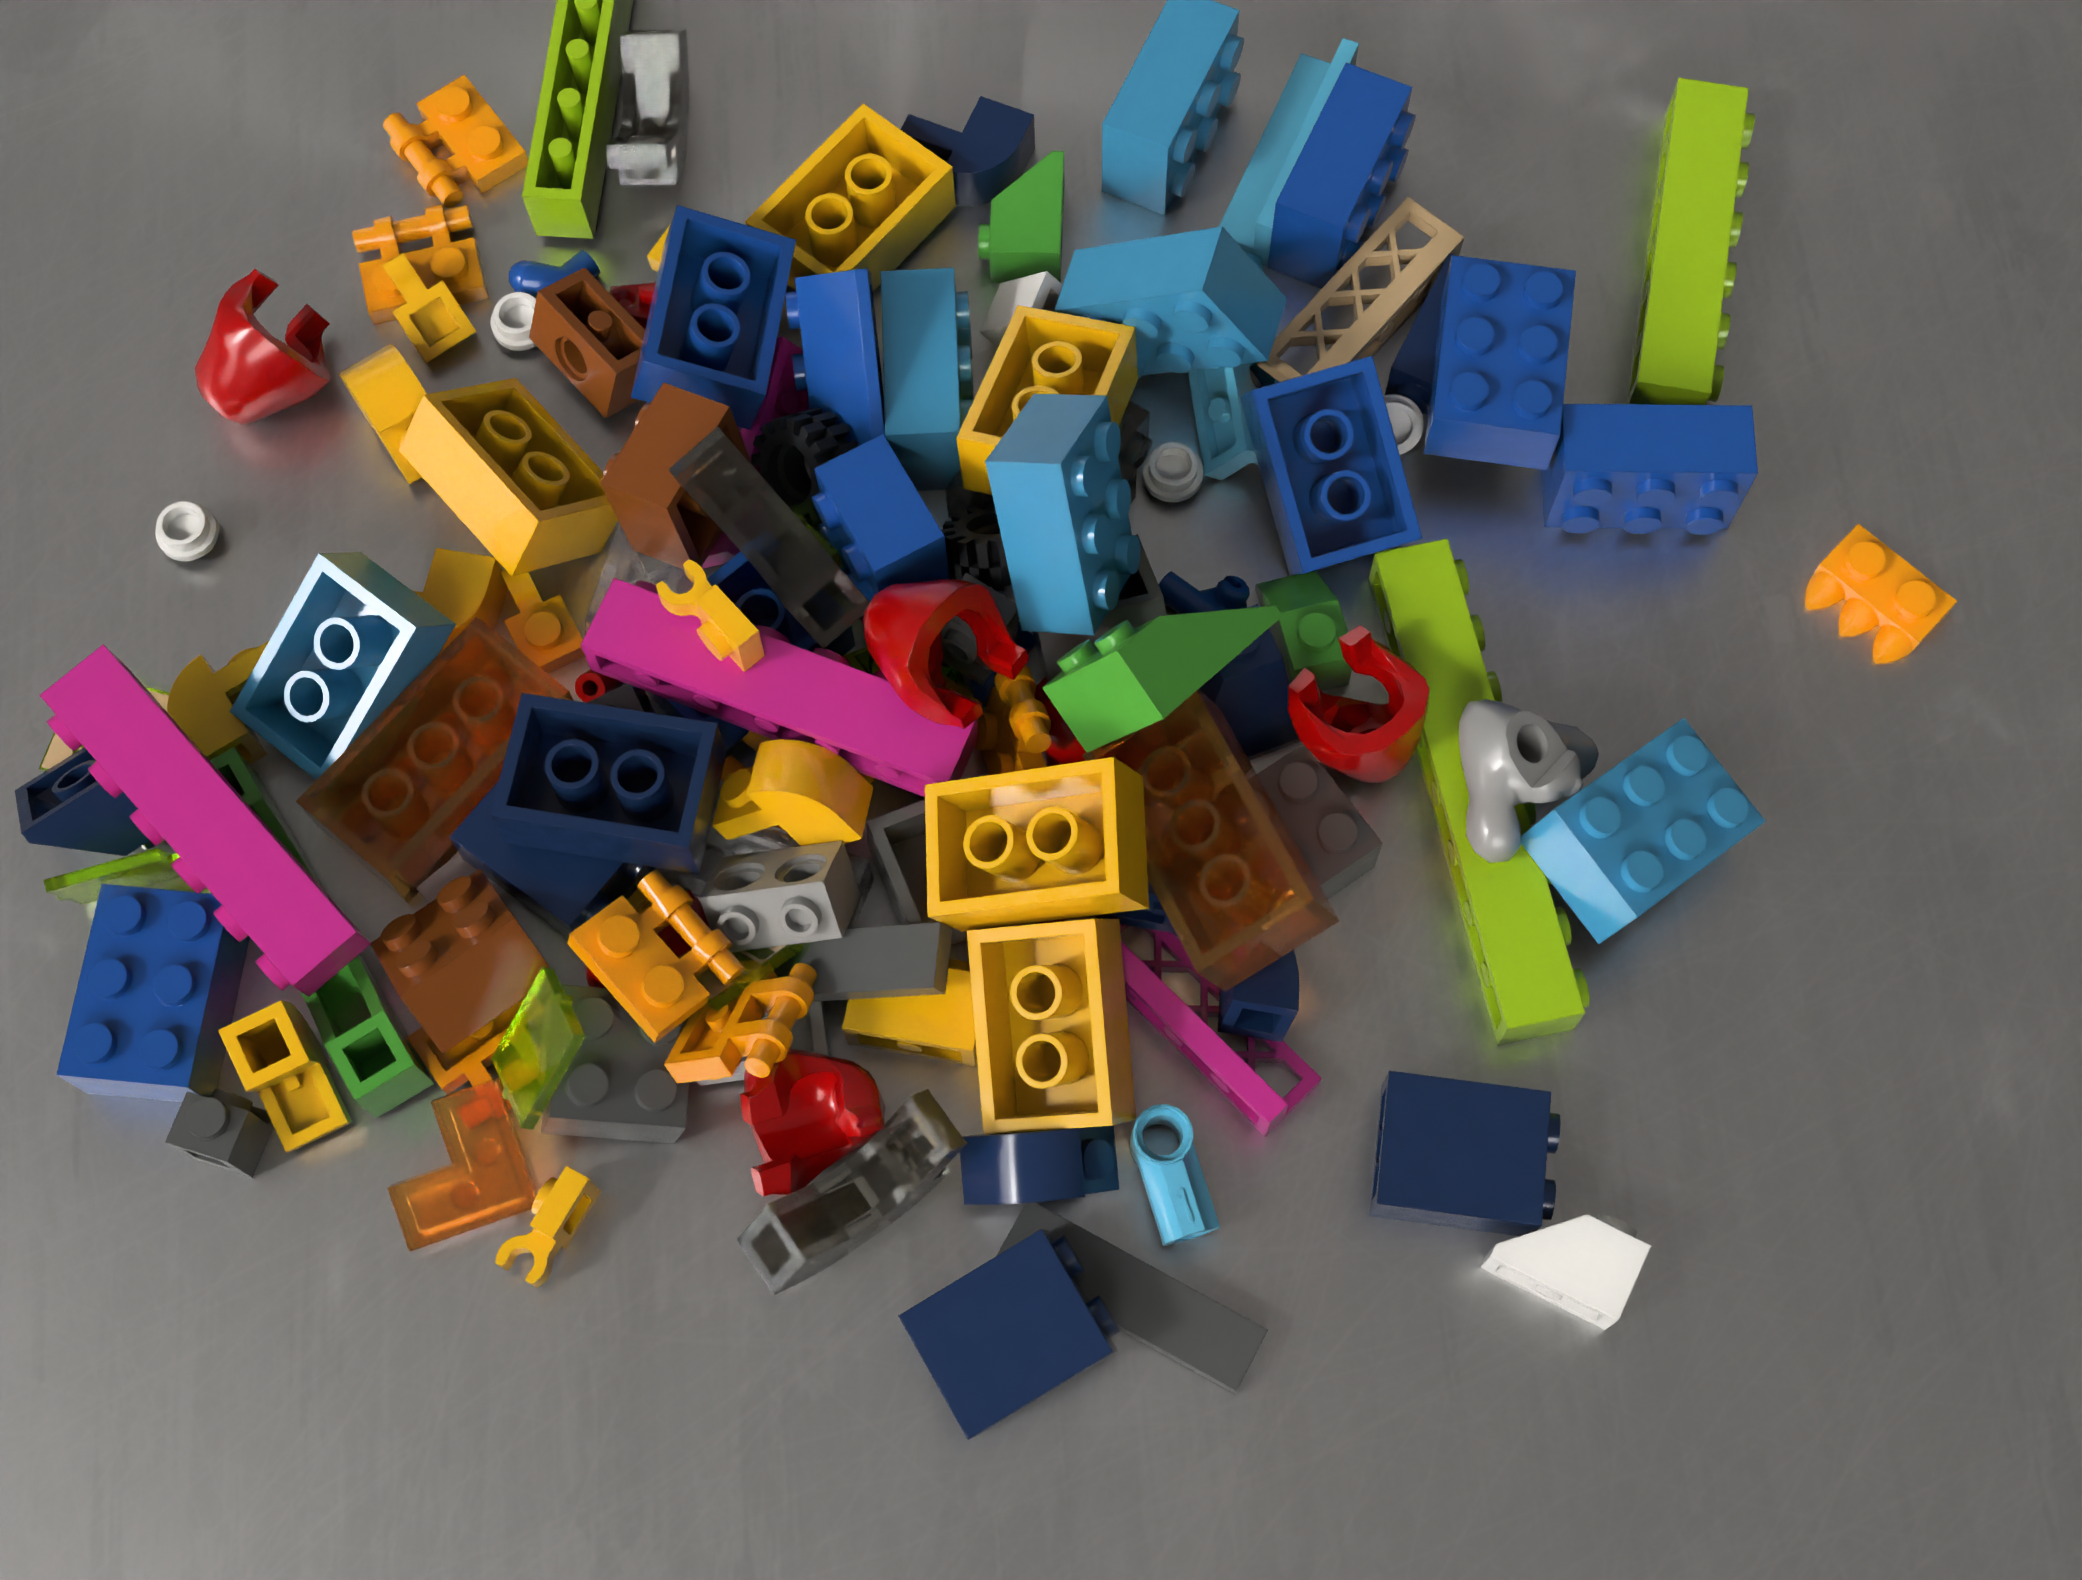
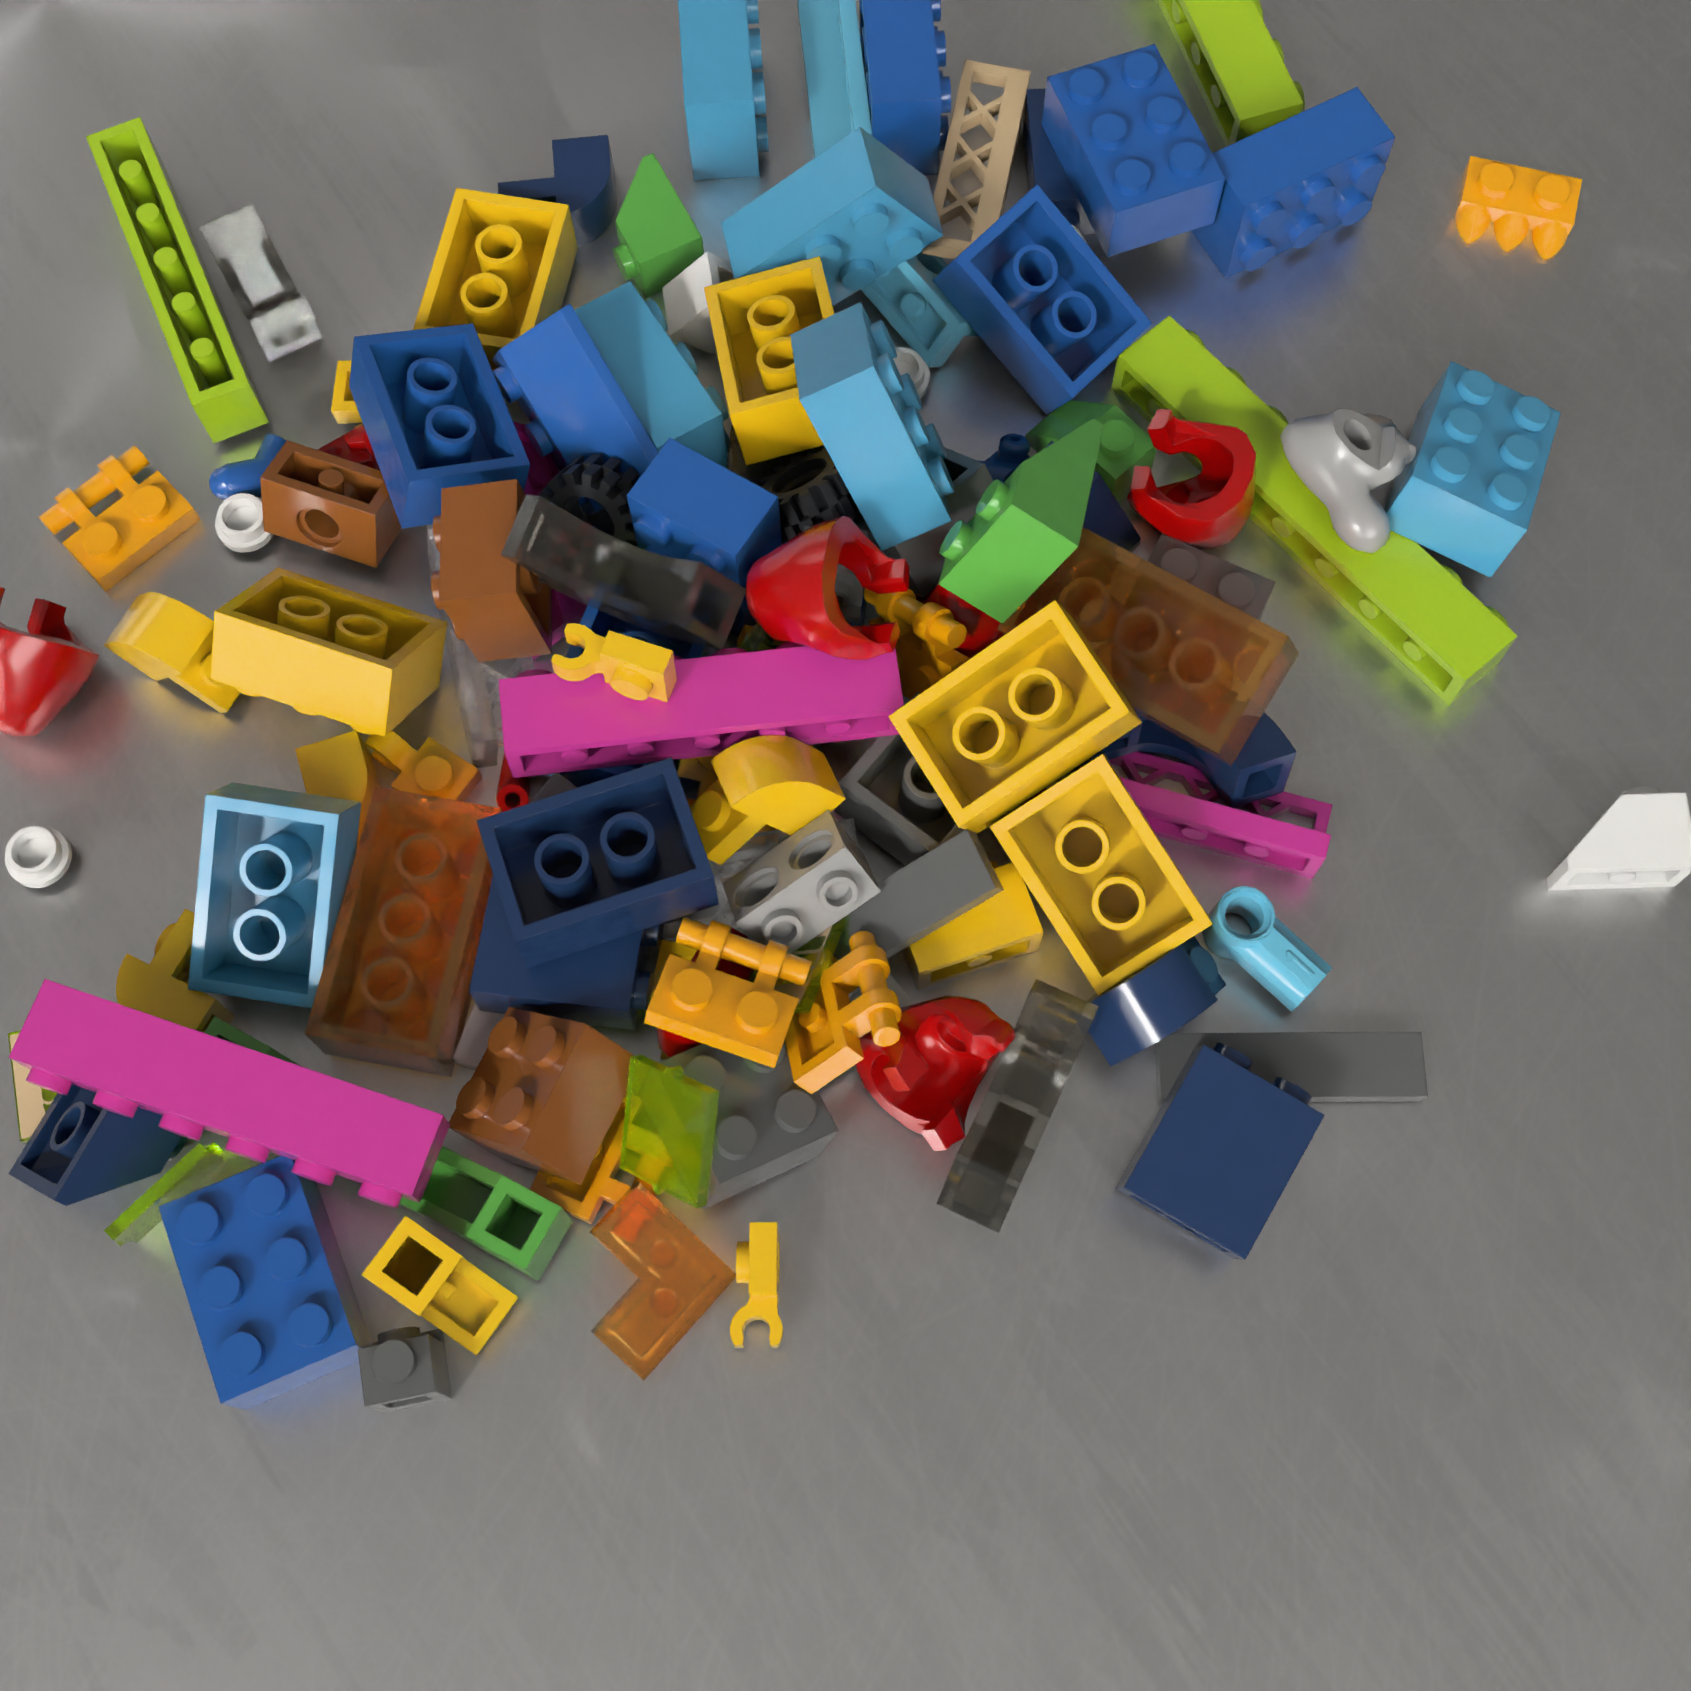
camera: 30 degrees left, 0 degrees up
(429, 315) = (158, 555): yellow plate -> none
(471, 133) = (96, 383): light orange plate -> none
(1464, 1154) = (1485, 804): dark blue brick -> none

